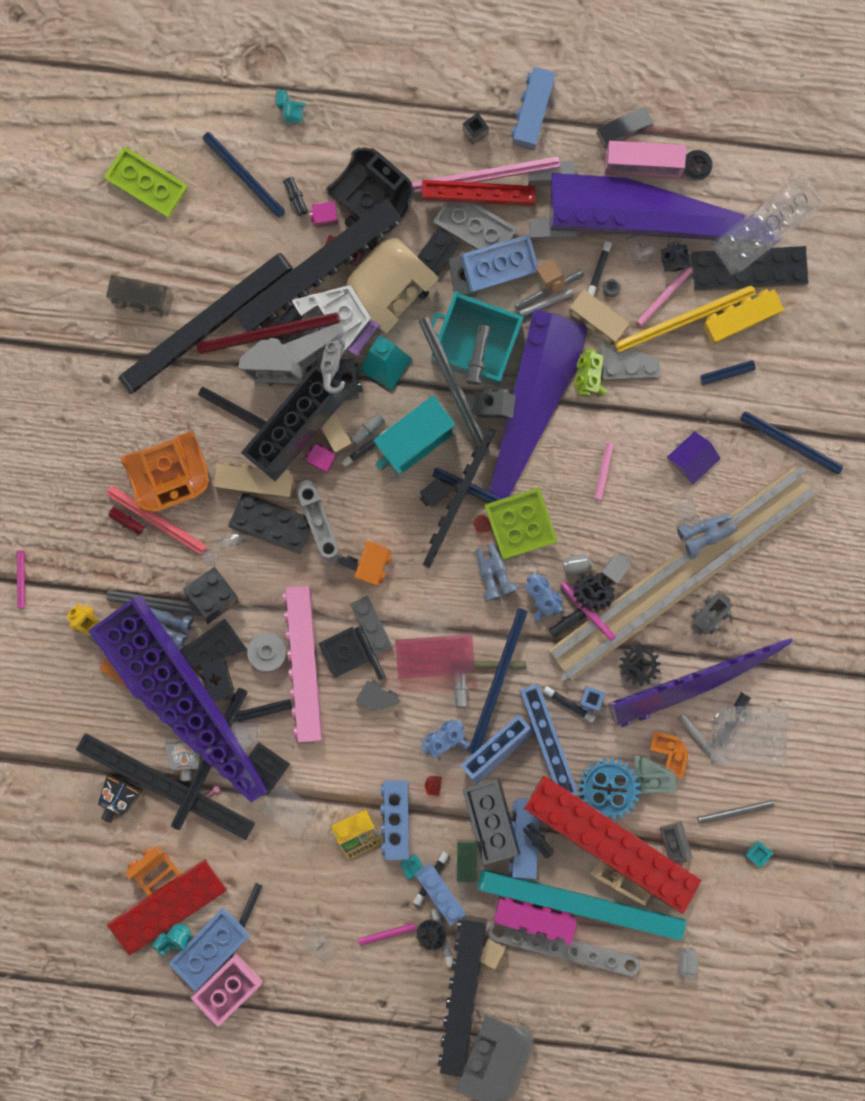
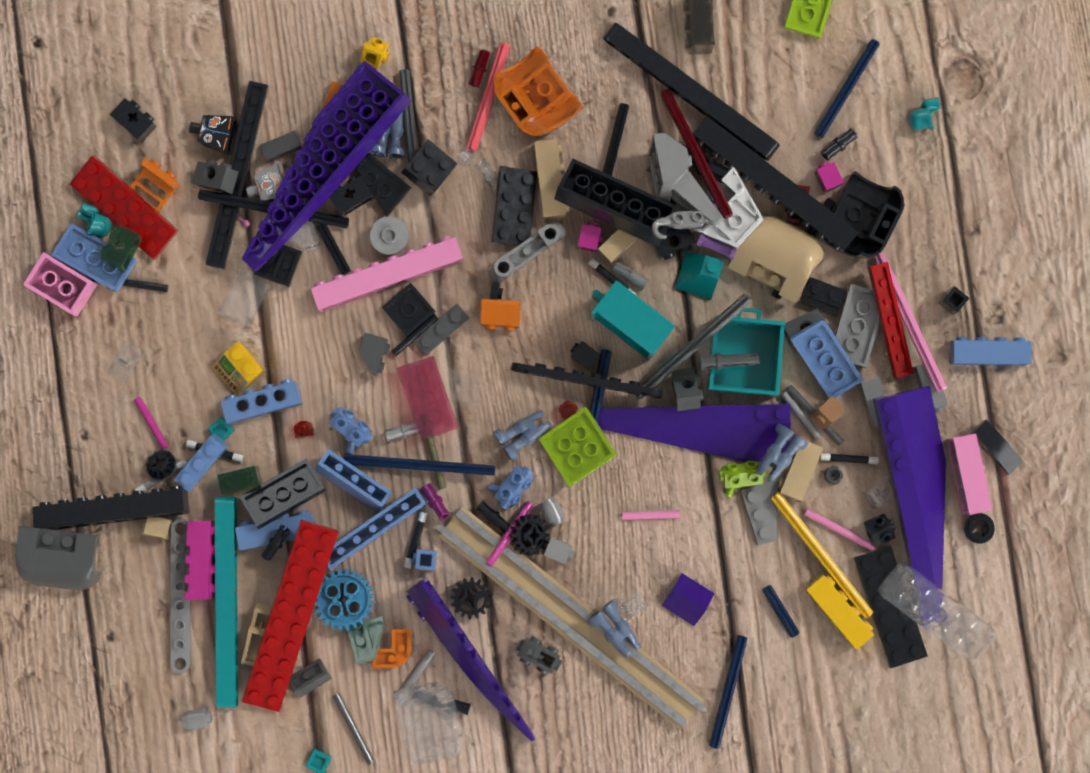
camera: 75 degrees right, 0 degrees up
(75, 883) = (142, 127): none -> black brick
(149, 735) = (281, 146): none -> dark grey slope
(162, 809) = (215, 176): none -> dark grey brick
(217, 924) = (122, 257): none -> clear green brick
(538, 675) = (435, 502): none -> magenta pin
(584, 335) = (773, 455): none -> sand blue piece

